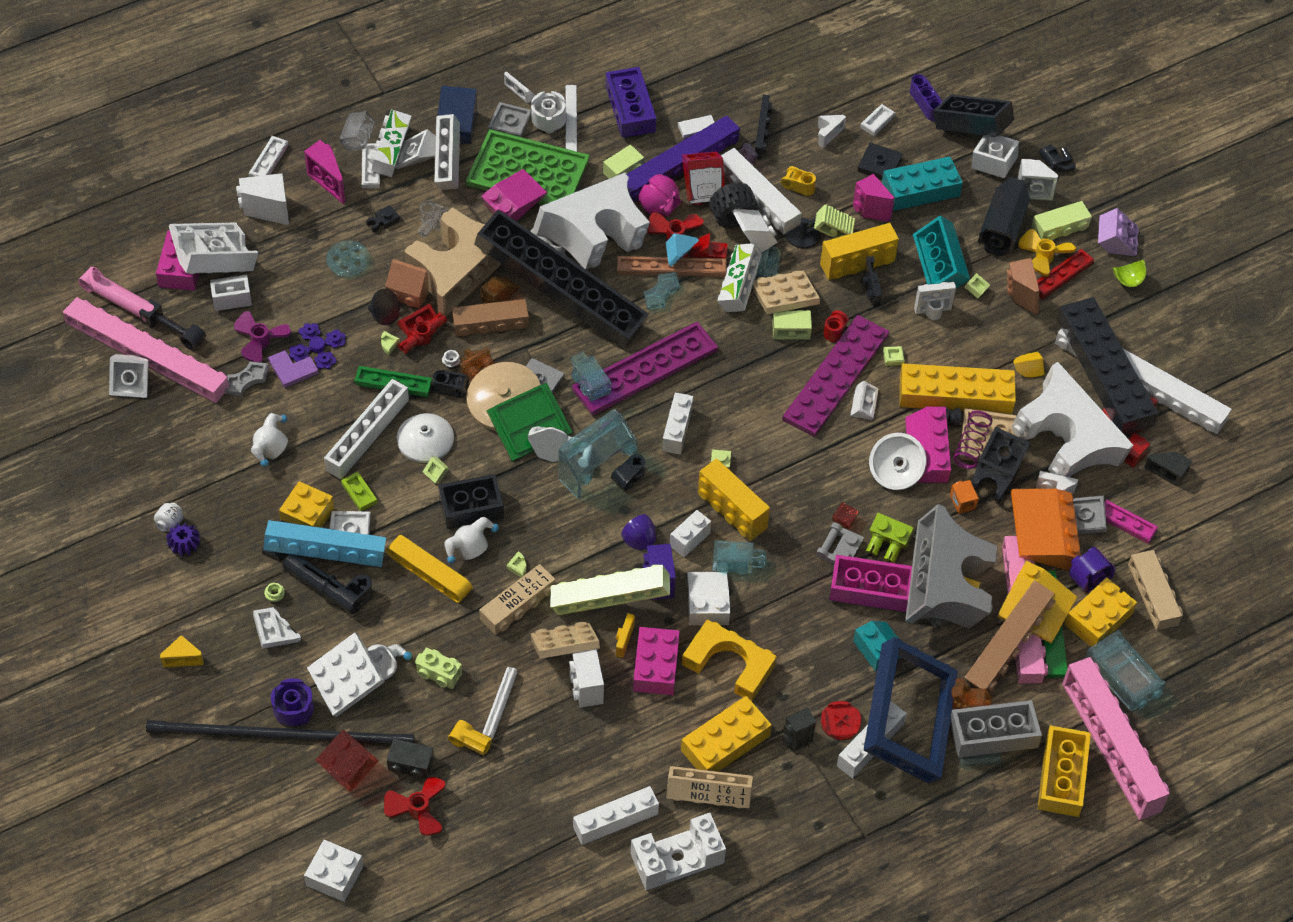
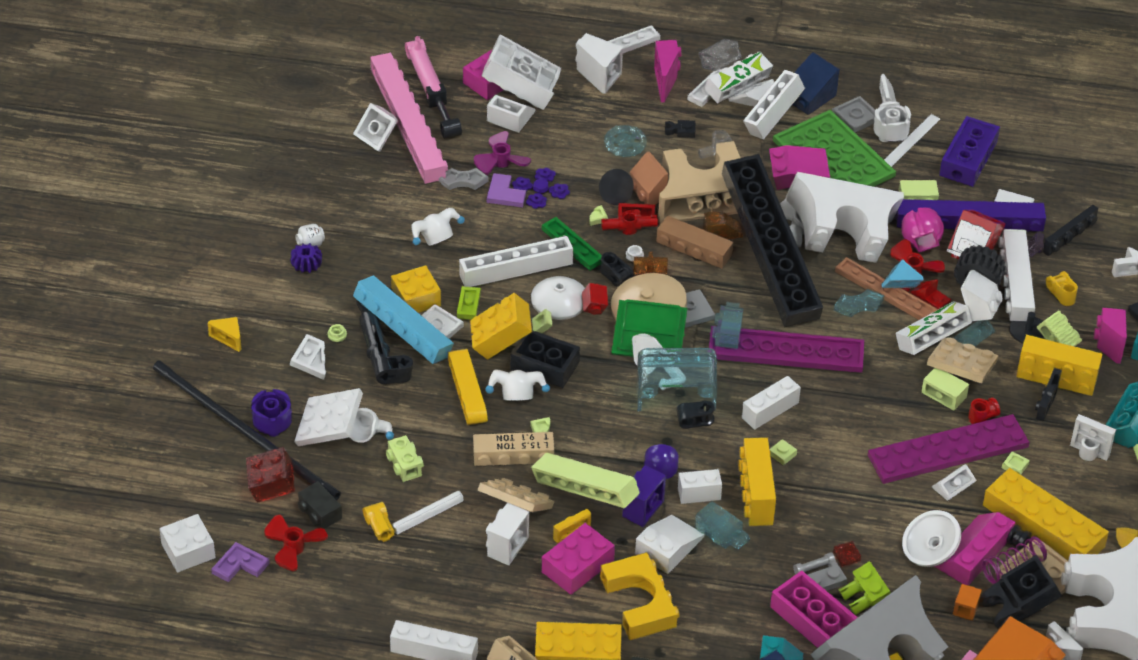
camera: 40 degrees right, 10 degrees down
(385, 852) = (239, 558): none -> medium lavender tile
(415, 497) = (500, 326): none -> yellow piece
(461, 421) = (595, 298): none -> red brick

